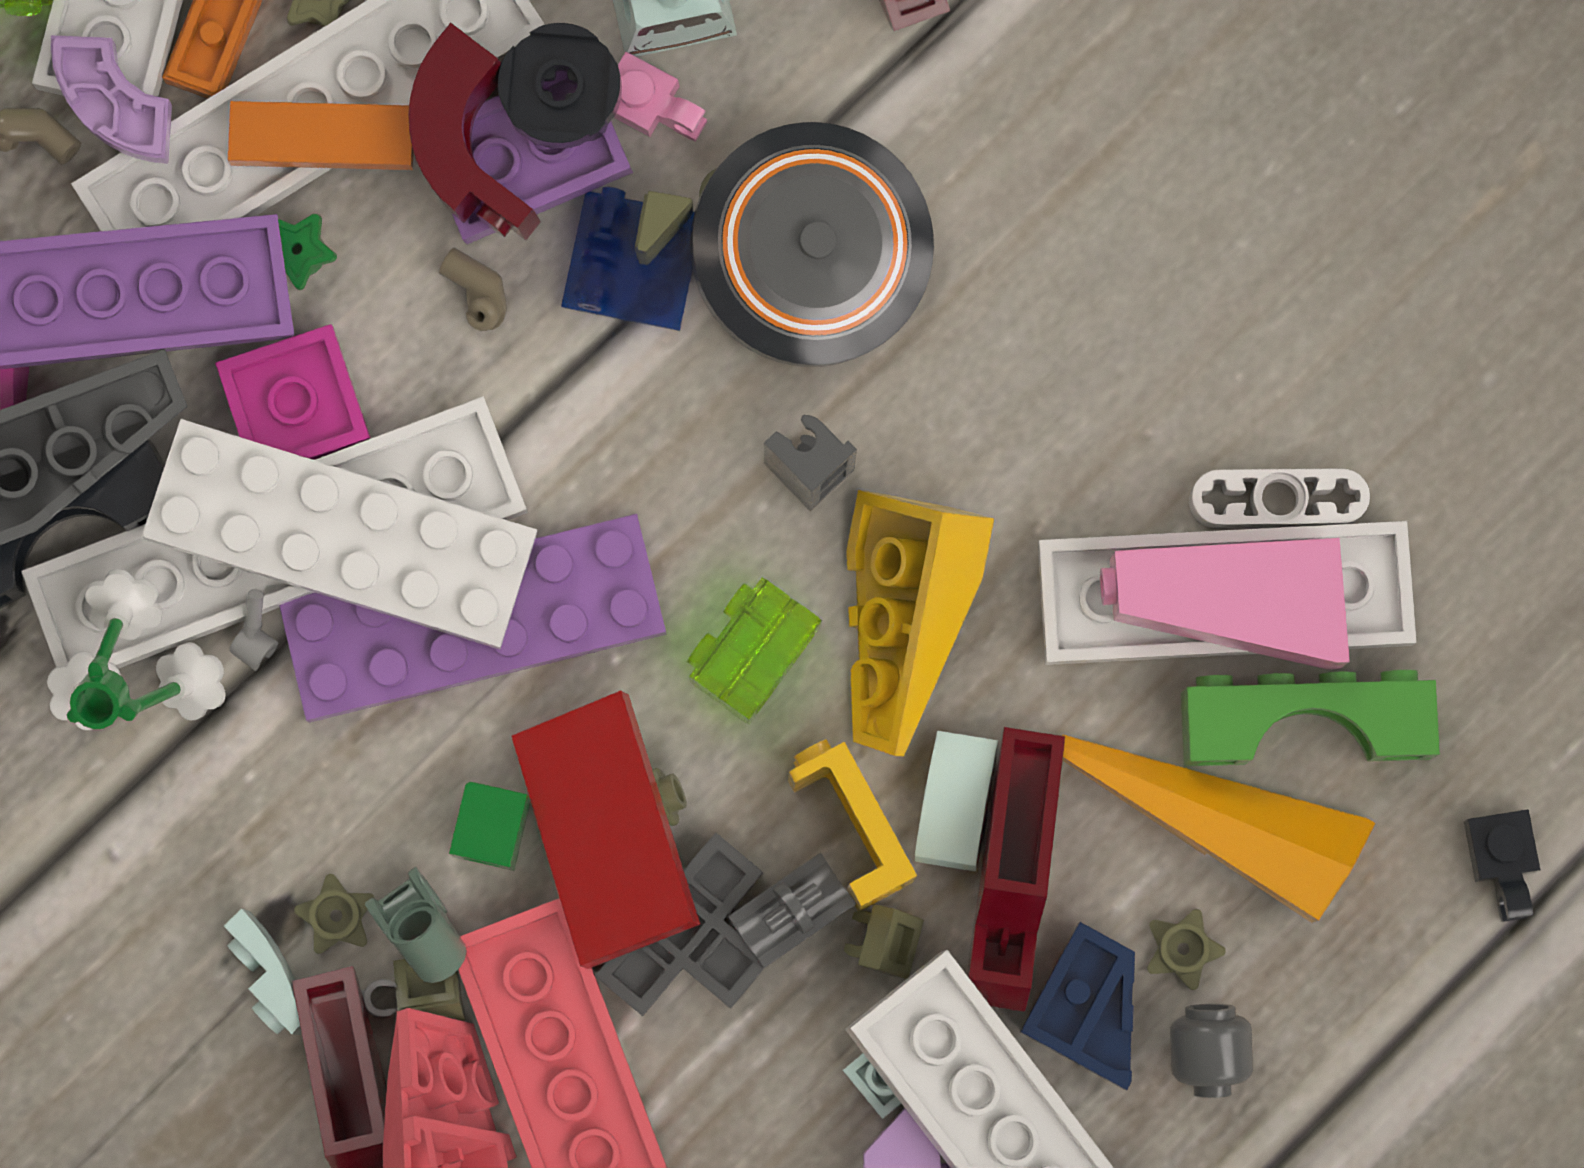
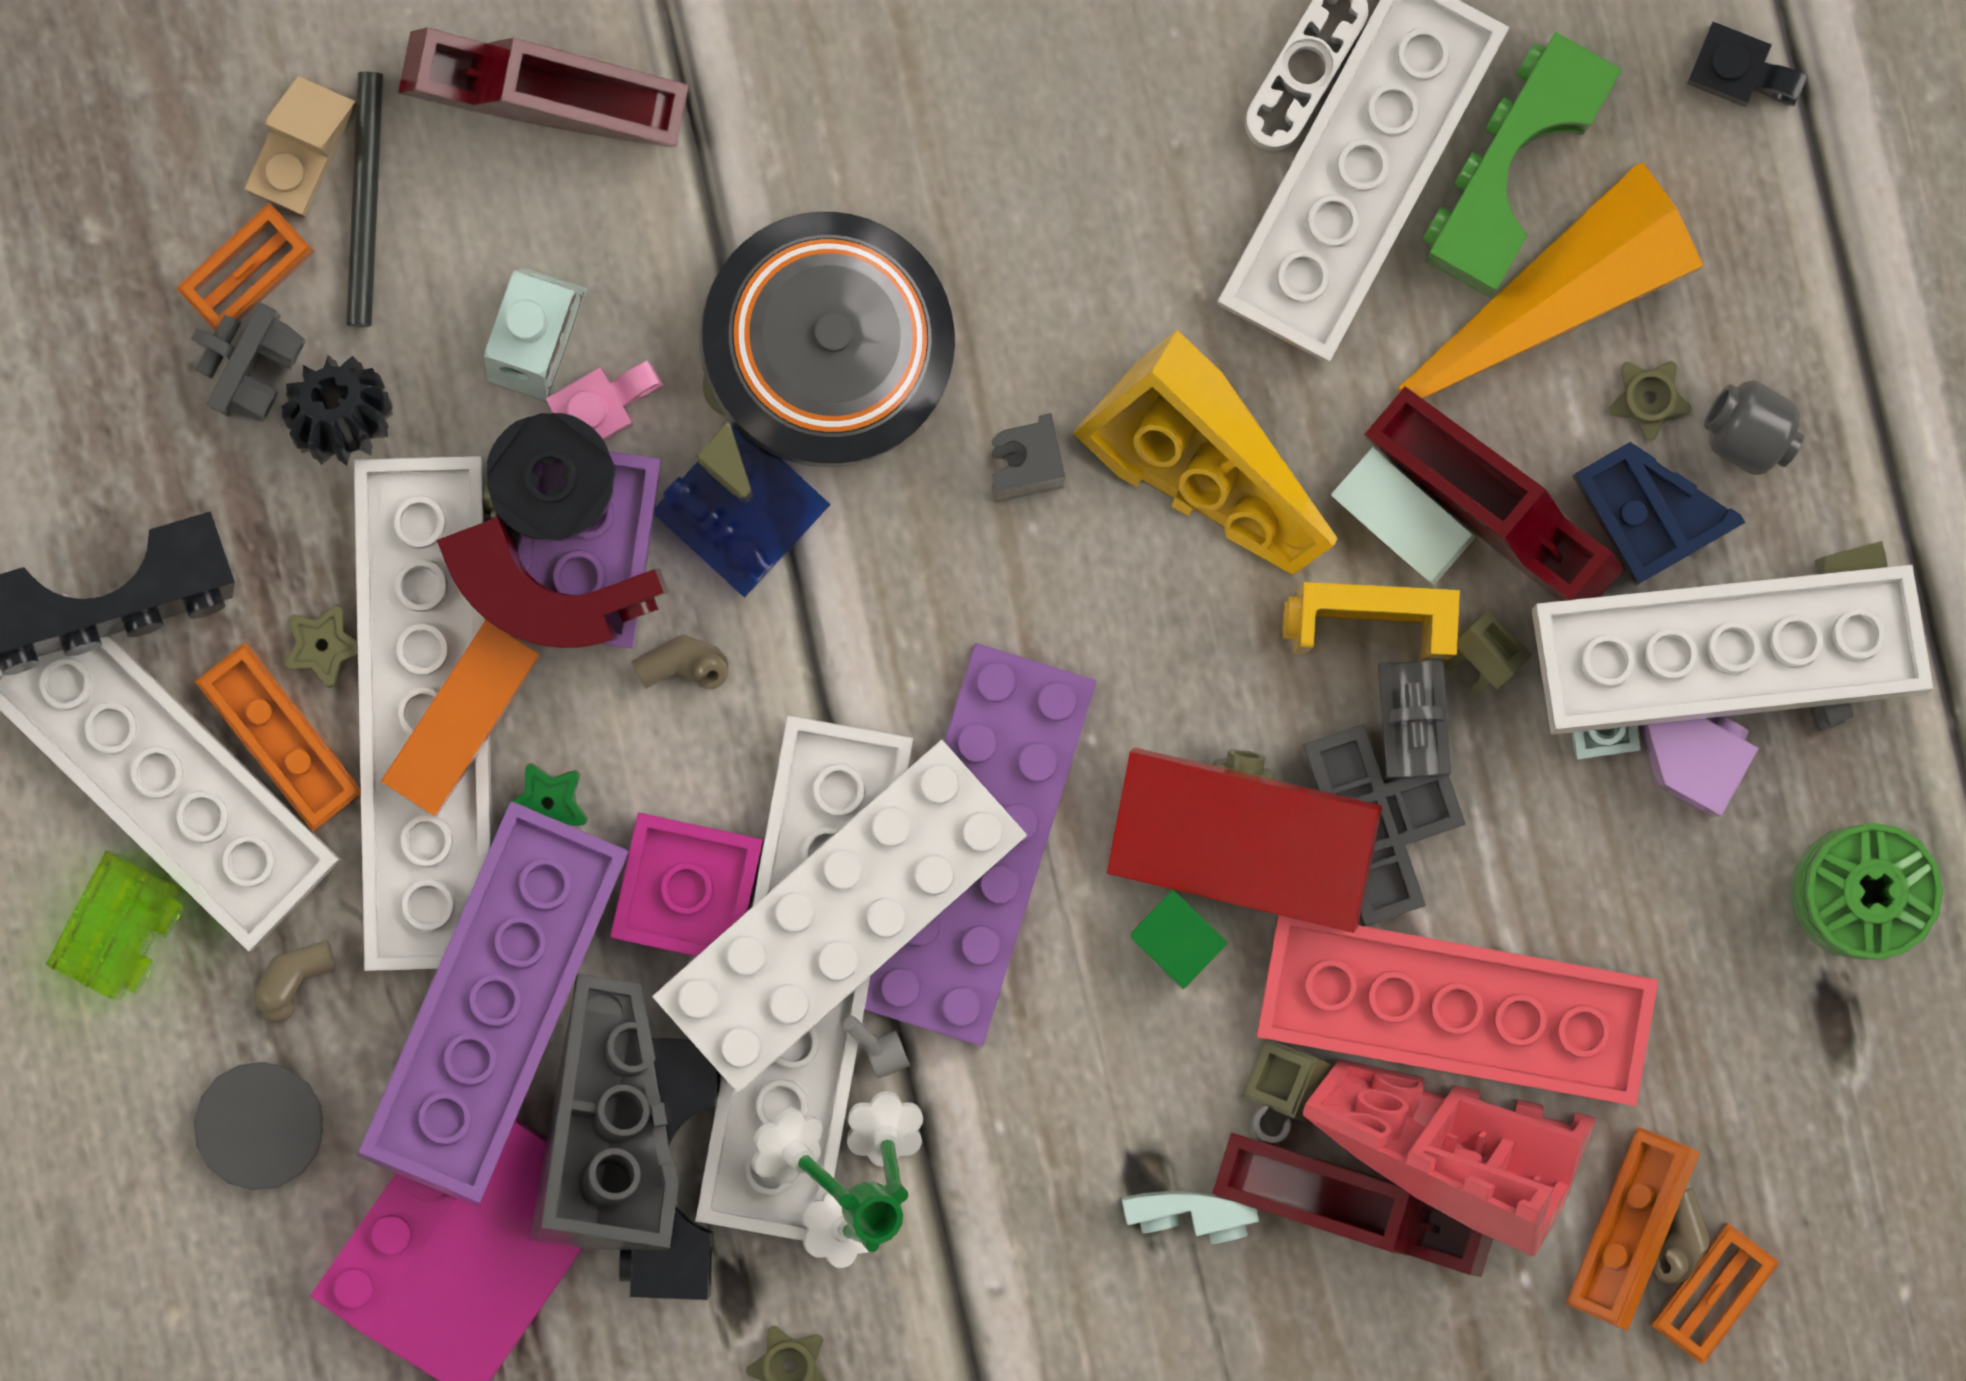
camera: 55 degrees left, 5 degrees up
(108, 102) = (311, 891): lavender tile -> none
(319, 910) = (1181, 1138): olive plate -> none
(419, 928) = (1232, 1054): sand green piece -> none
(753, 649) = (1161, 613): clear neon green brick -> none
(1242, 596) = (1383, 150): bright pink slope -> none

